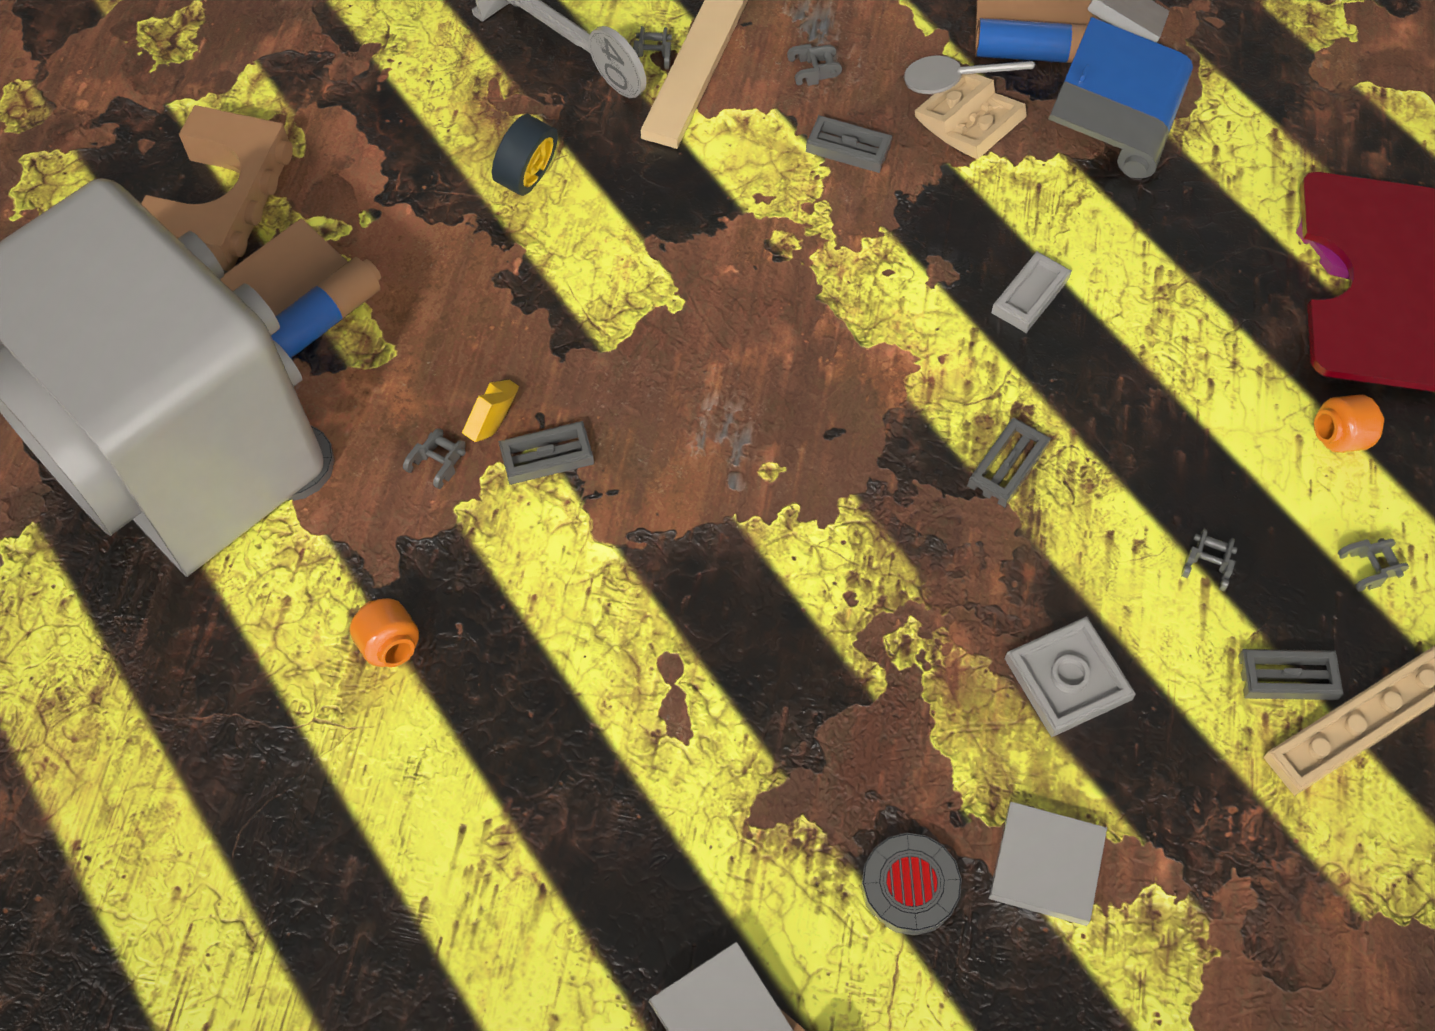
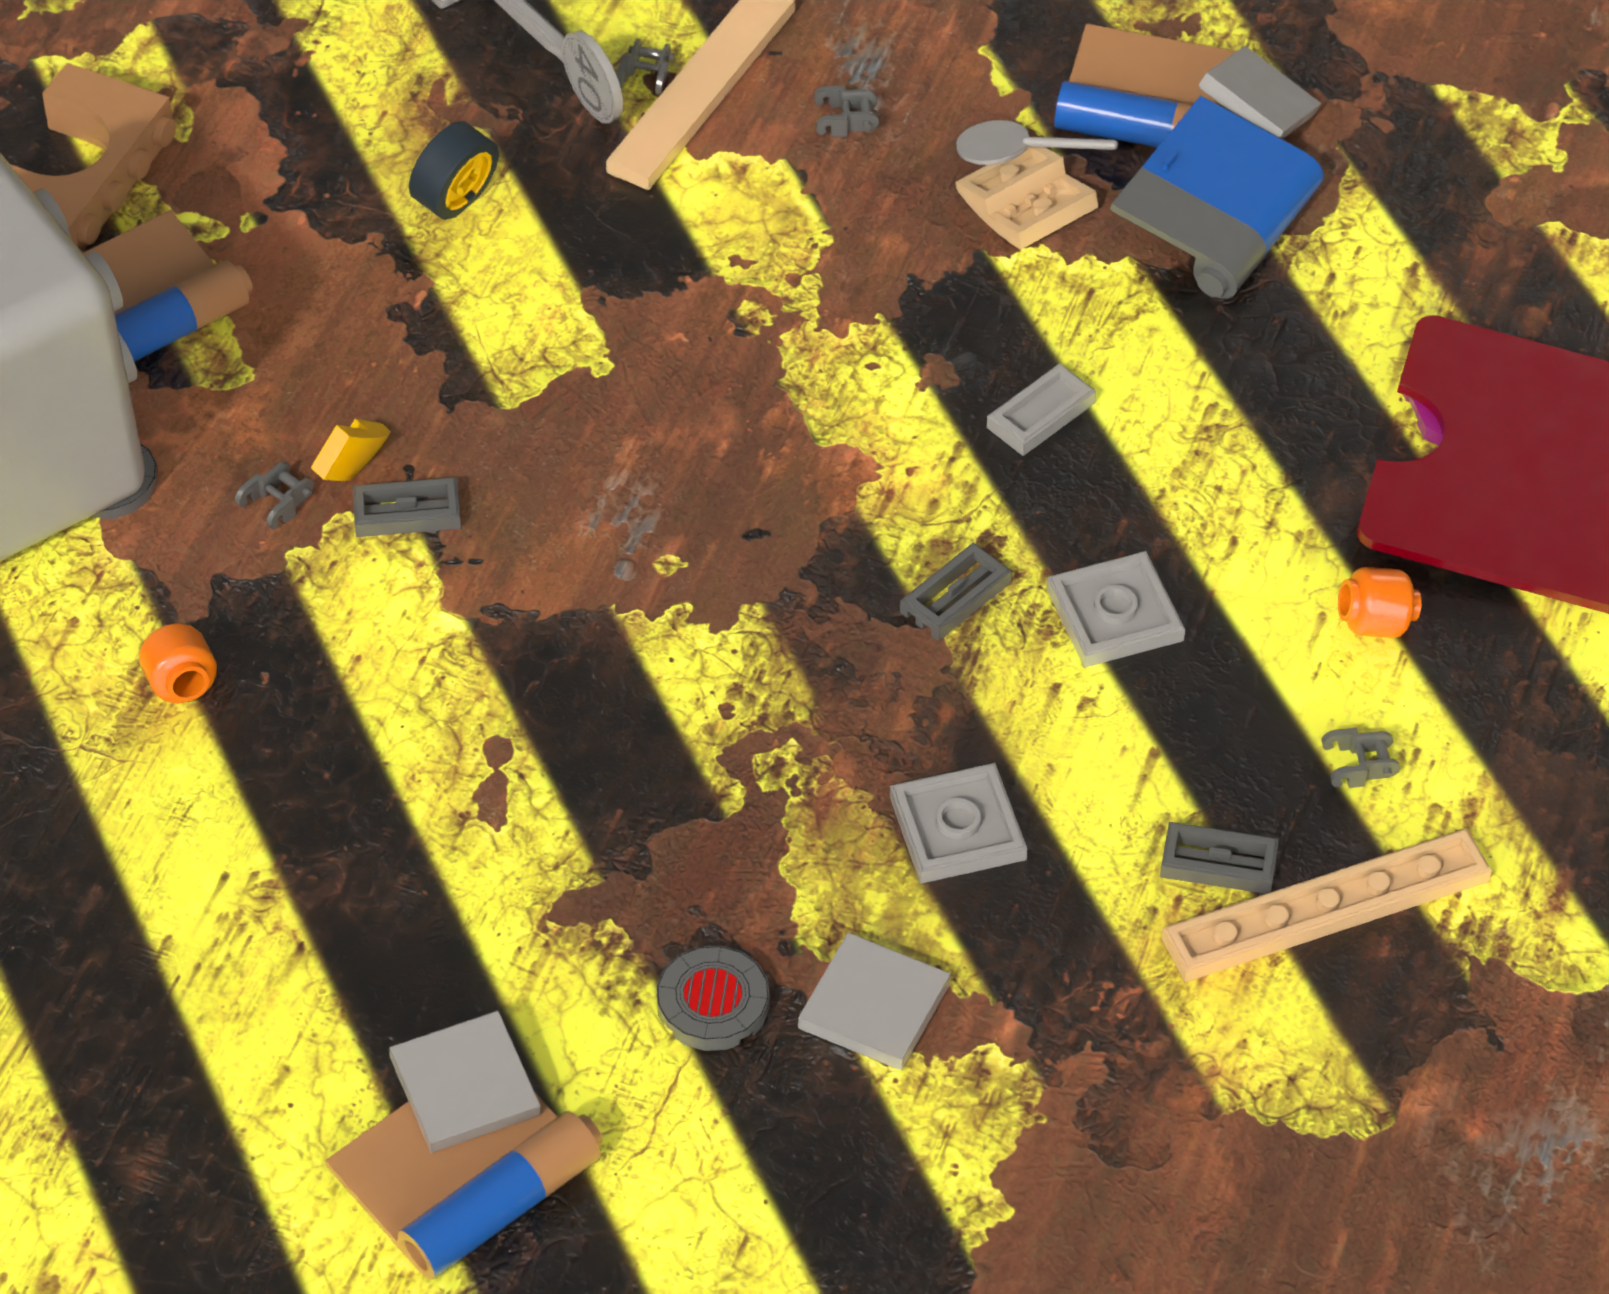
camera: 10 degrees right, 10 degrees down
(846, 148) = (859, 216): dark grey tile -> none
(1139, 458) = (1115, 609): none -> light grey tile
(1226, 565) = (1147, 717): dark grey piece -> none

